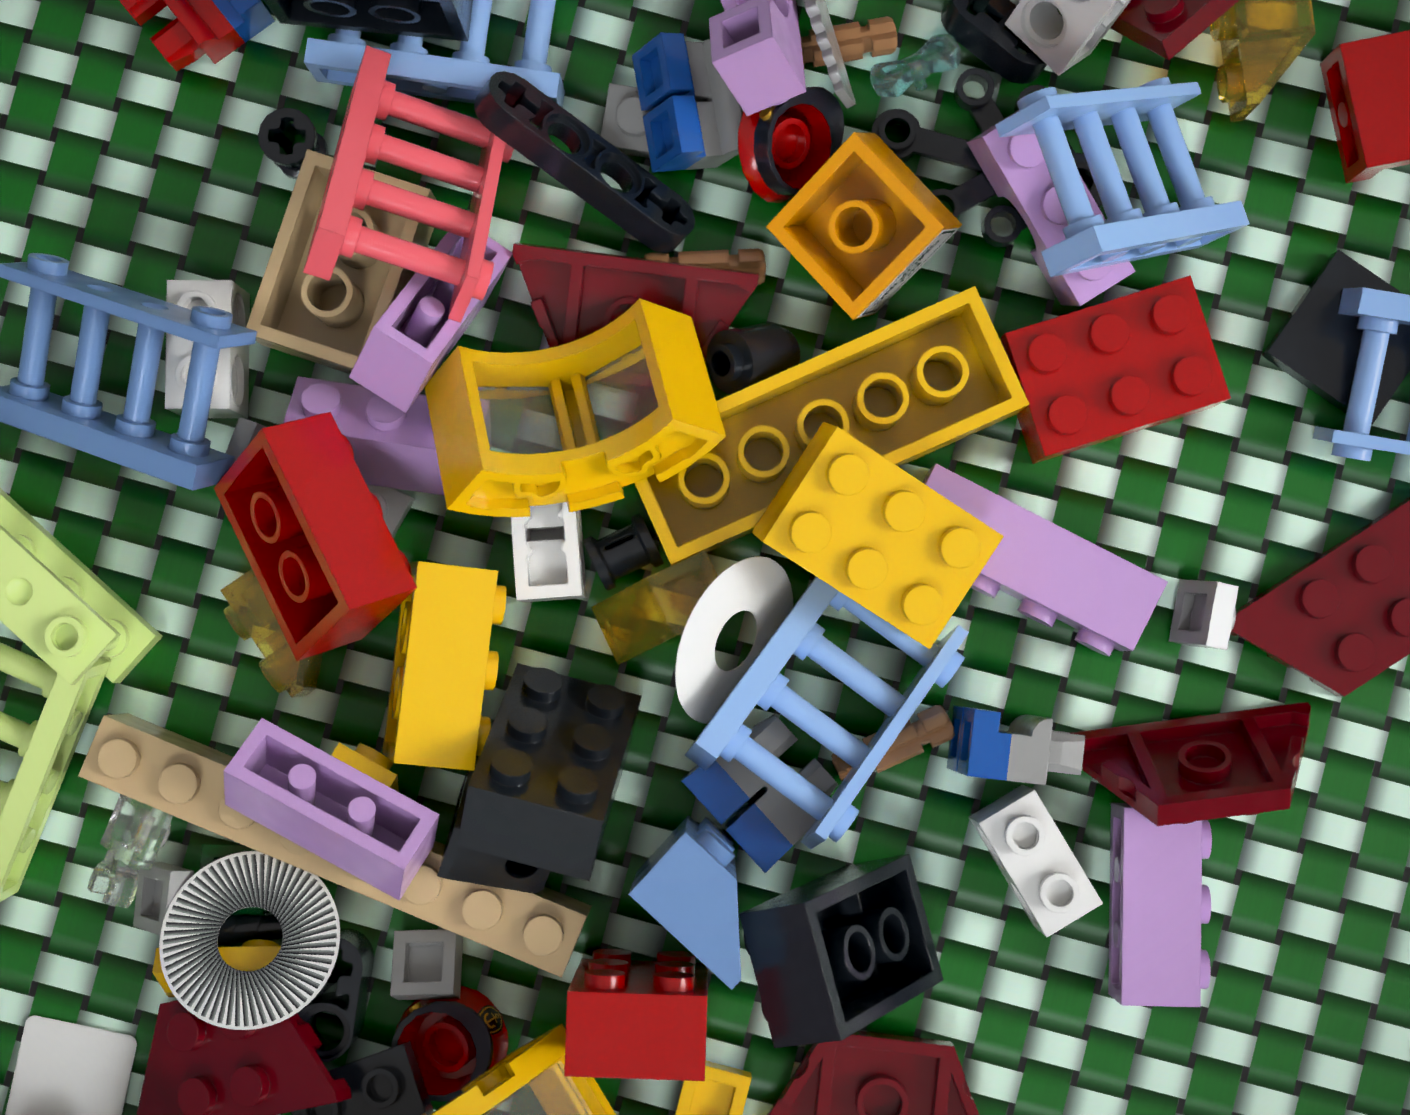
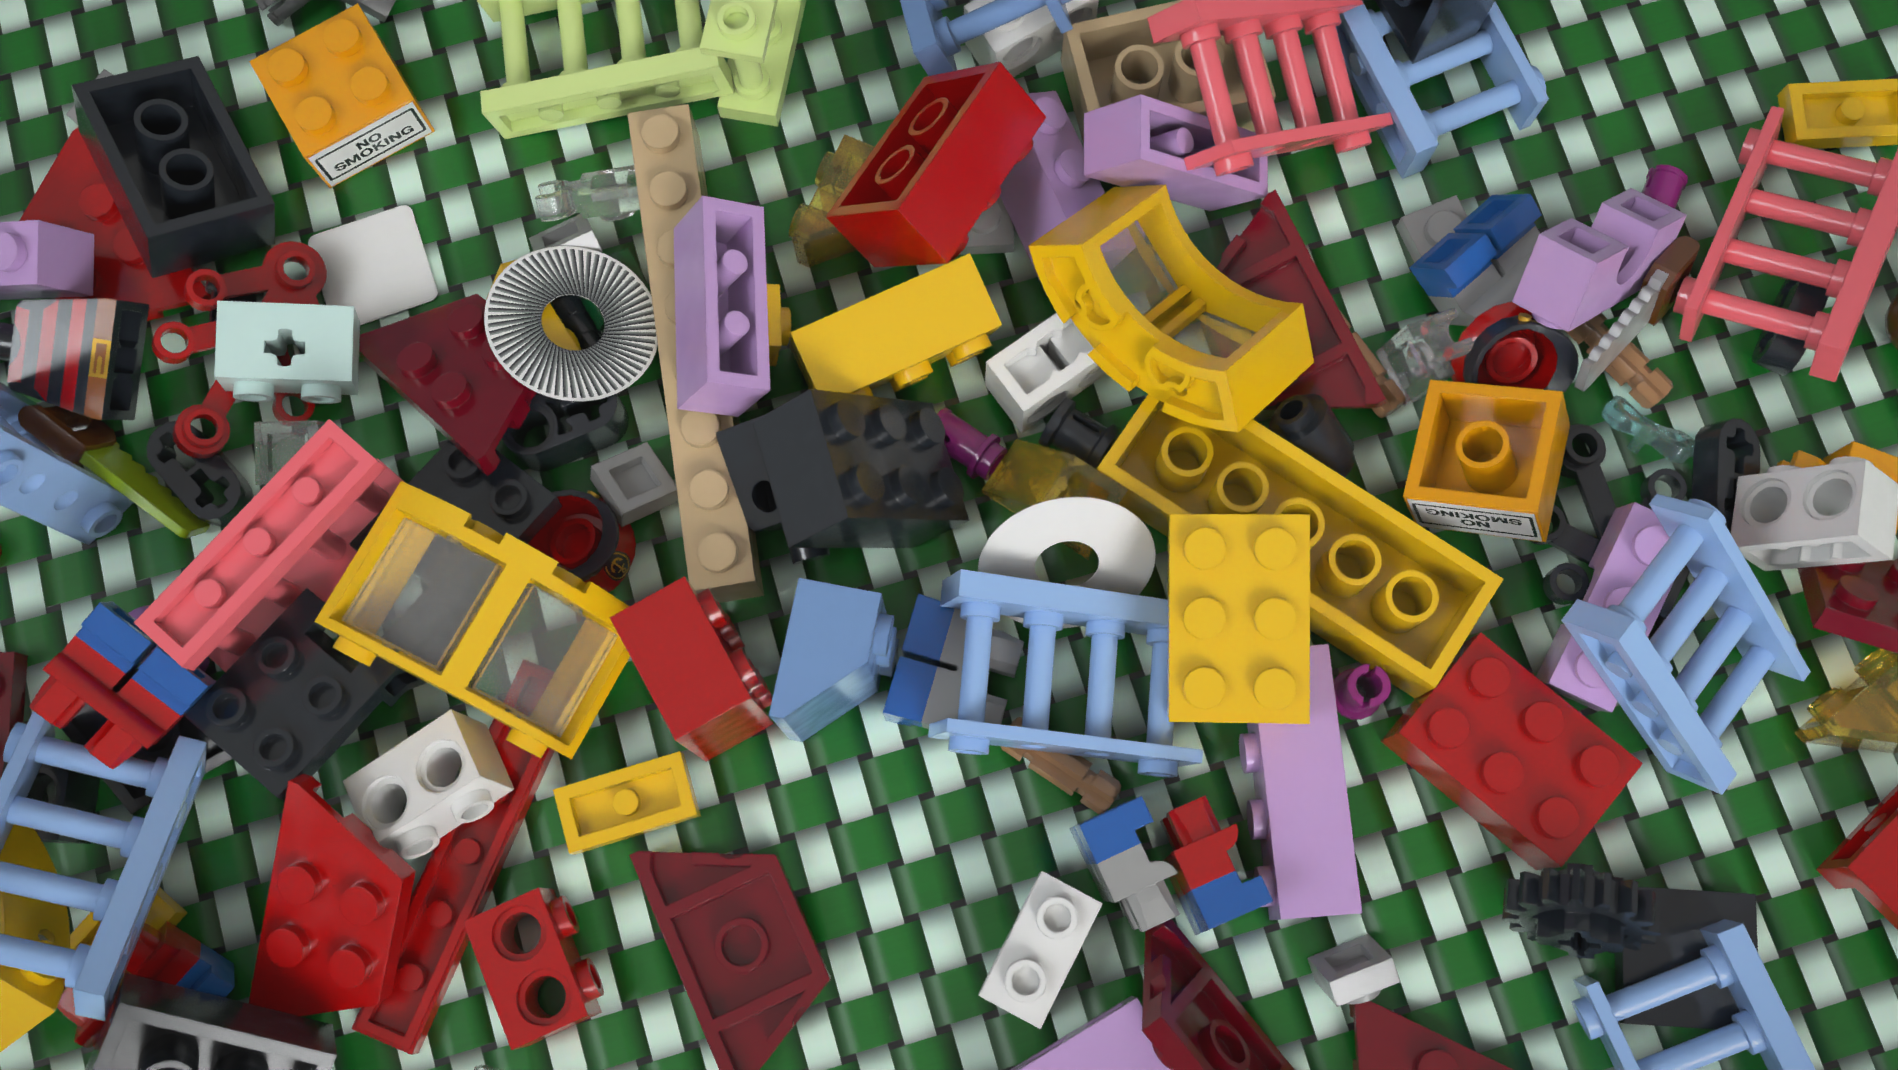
camera: 55 degrees right, 10 degrees down
(508, 107) = (1384, 138): black beam -> none
(571, 651) = (970, 446): none -> magenta pin
(737, 214) = (1422, 354): none -> clear plate
(840, 951) = (858, 810): black brick -> none
(972, 466) = (1375, 686): none -> magenta pin
(1046, 688) = (1205, 875): none -> hips
(1273, 405) = (1582, 910): none -> black gear

